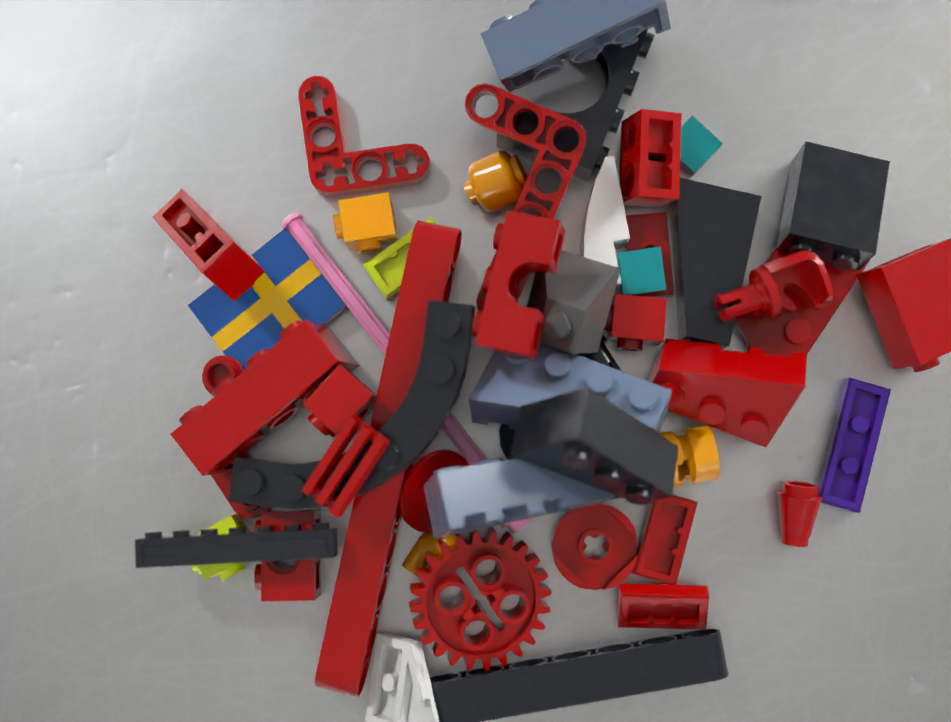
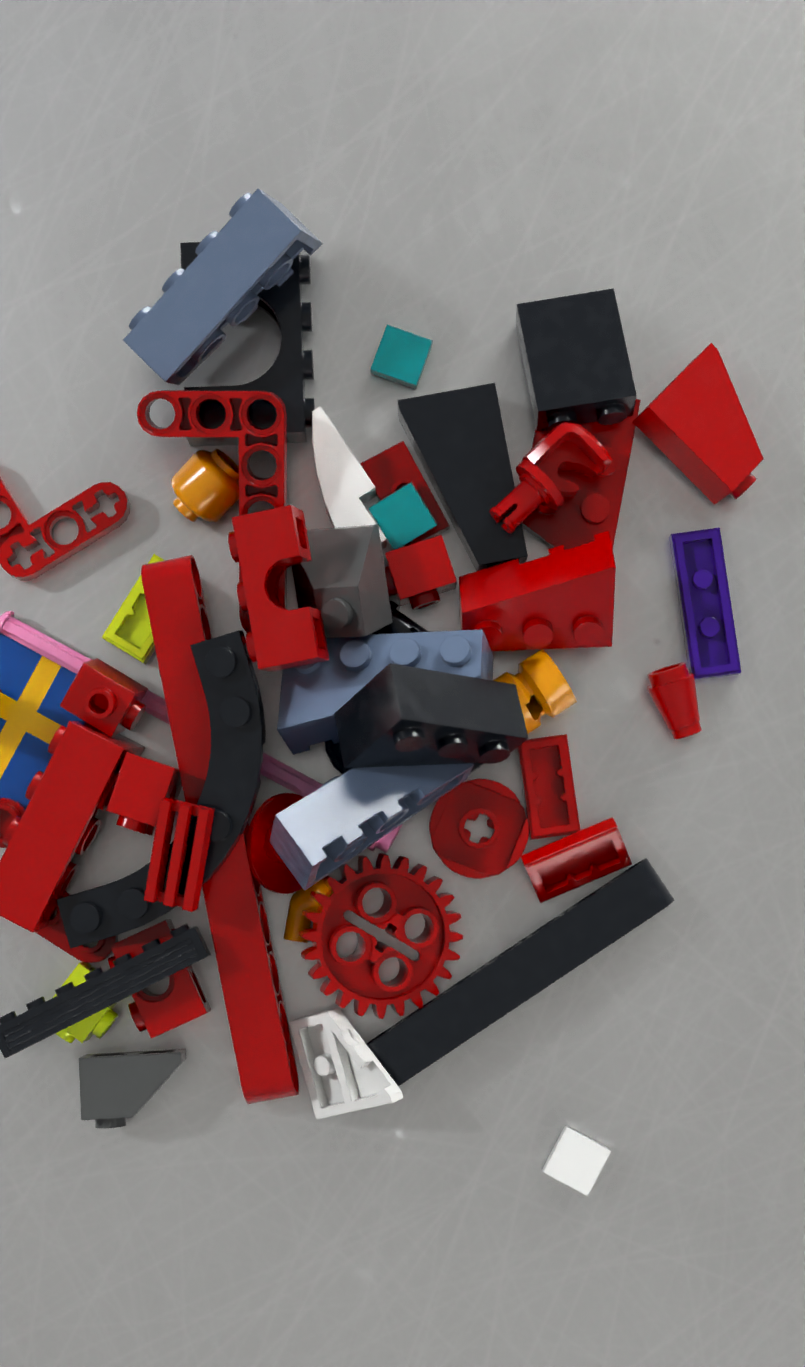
camera: 30 degrees left, 0 degrees up
(225, 623) = (122, 1083): none -> dark grey slope
(343, 313) = (105, 698): none -> red brick
(366, 223) = (86, 591): light orange brick -> none
(650, 158) = (360, 392): red brick -> none

